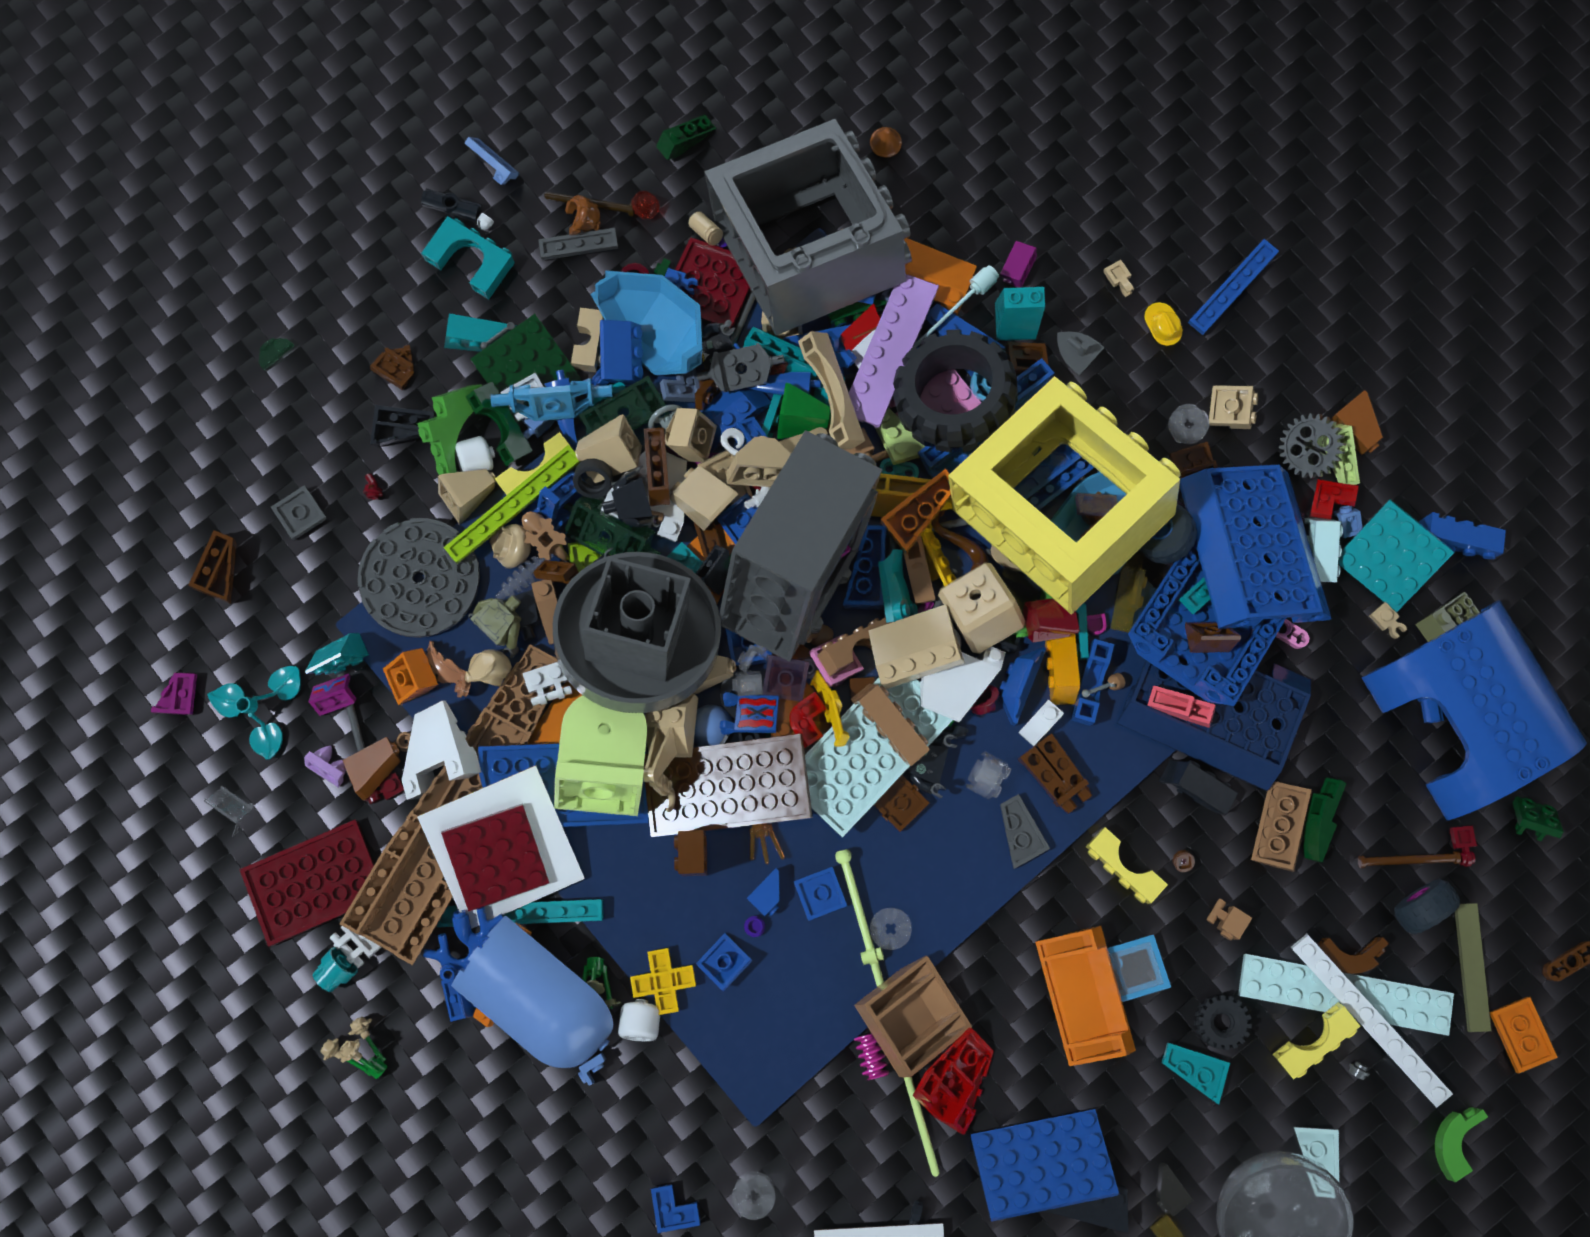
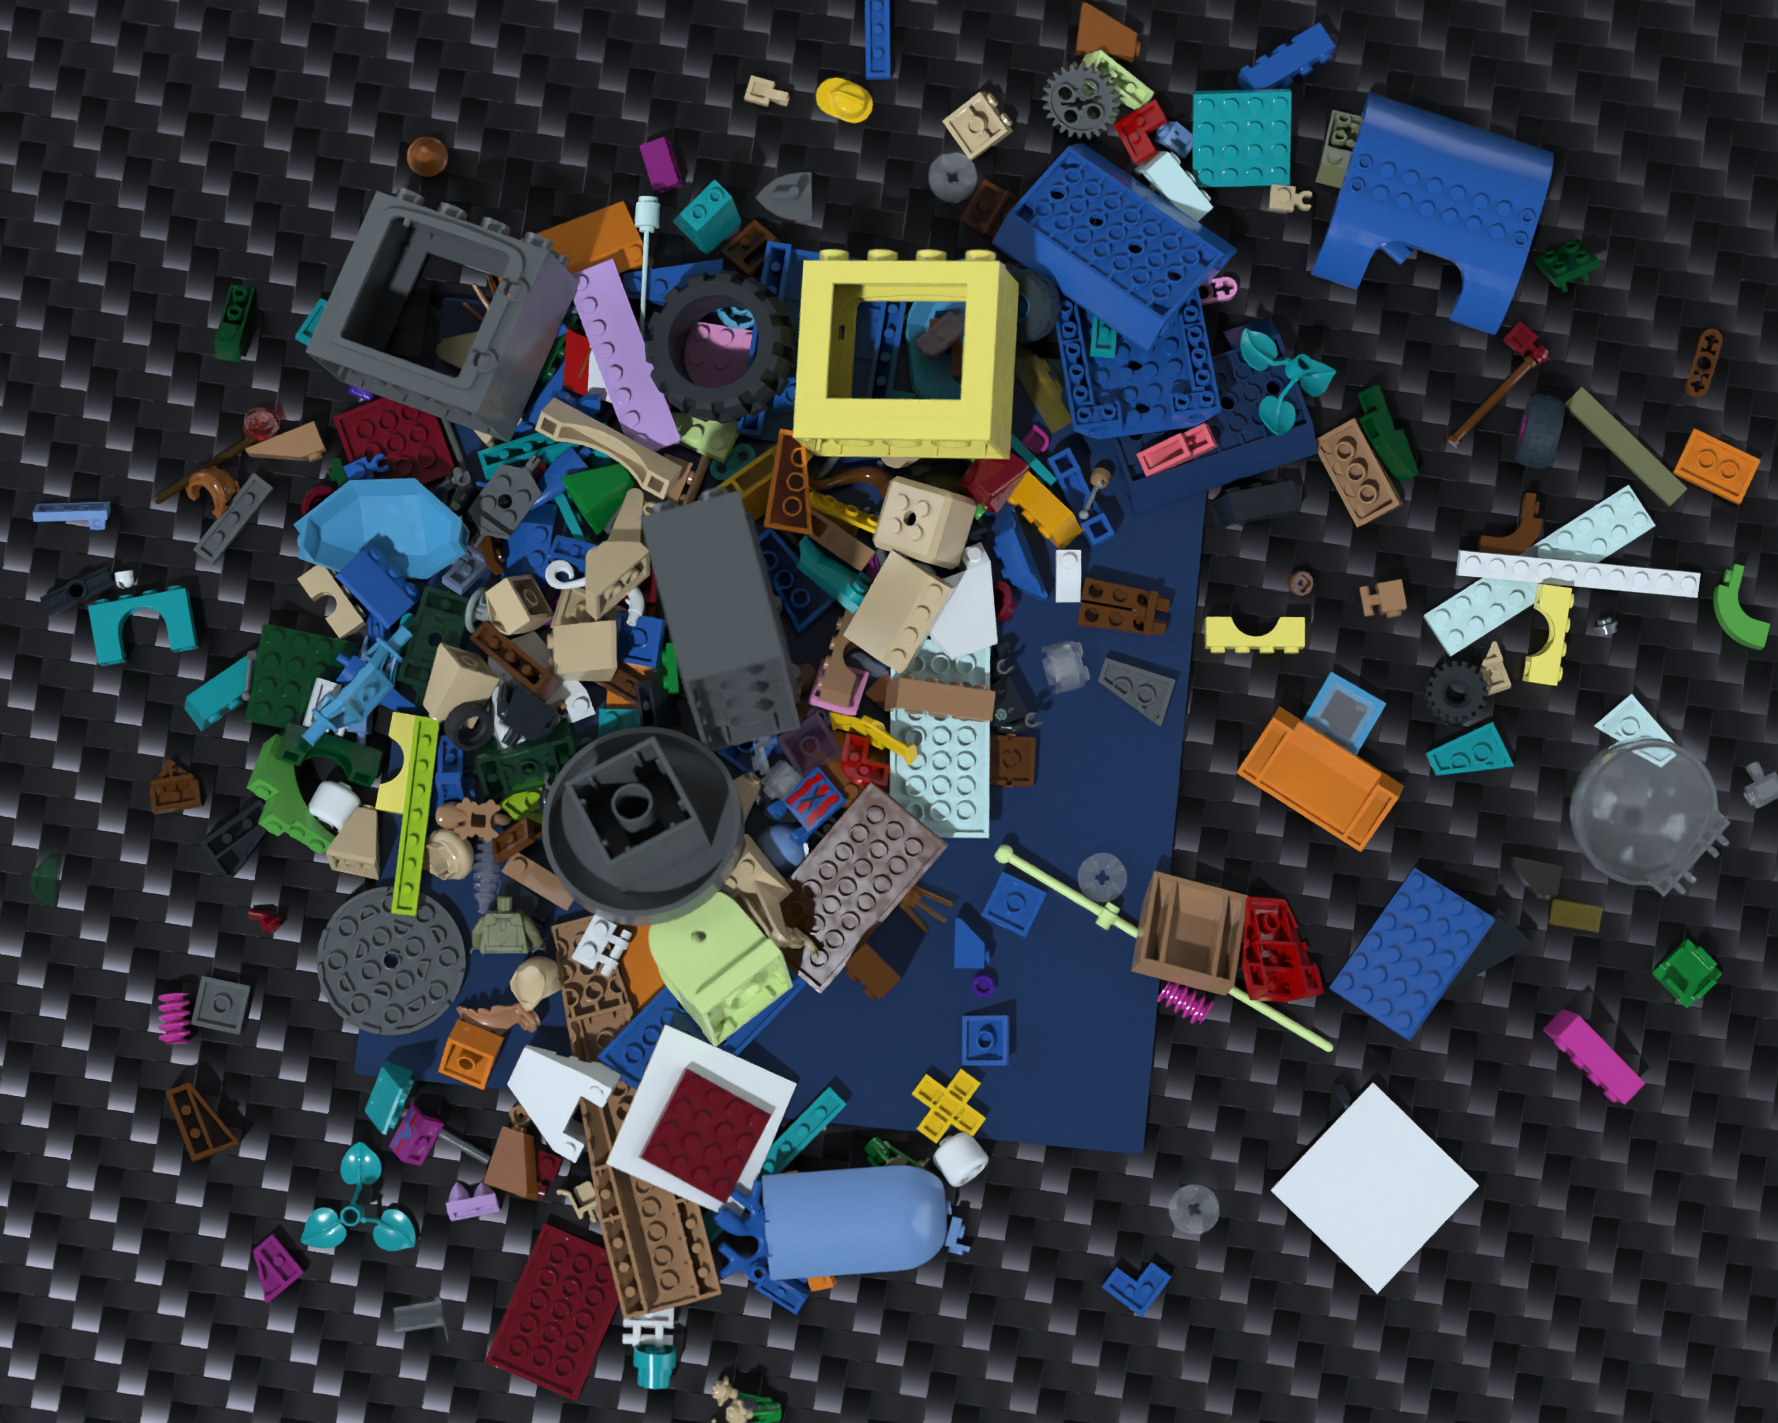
camera: 45 degrees left, 5 degrees up
(264, 495) = (174, 1018): none -> dark pink piece
(389, 825) = (586, 1197): none -> tan piece
(655, 234) = (297, 444): none -> medium nougat slope
(705, 228) = (340, 396): tan piece -> none
(1207, 638) = (1145, 368): reddish brown slope -> none
(1260, 1031) = (1494, 671): none -> tan slope
(1306, 742) = (1312, 375): none -> teal plant

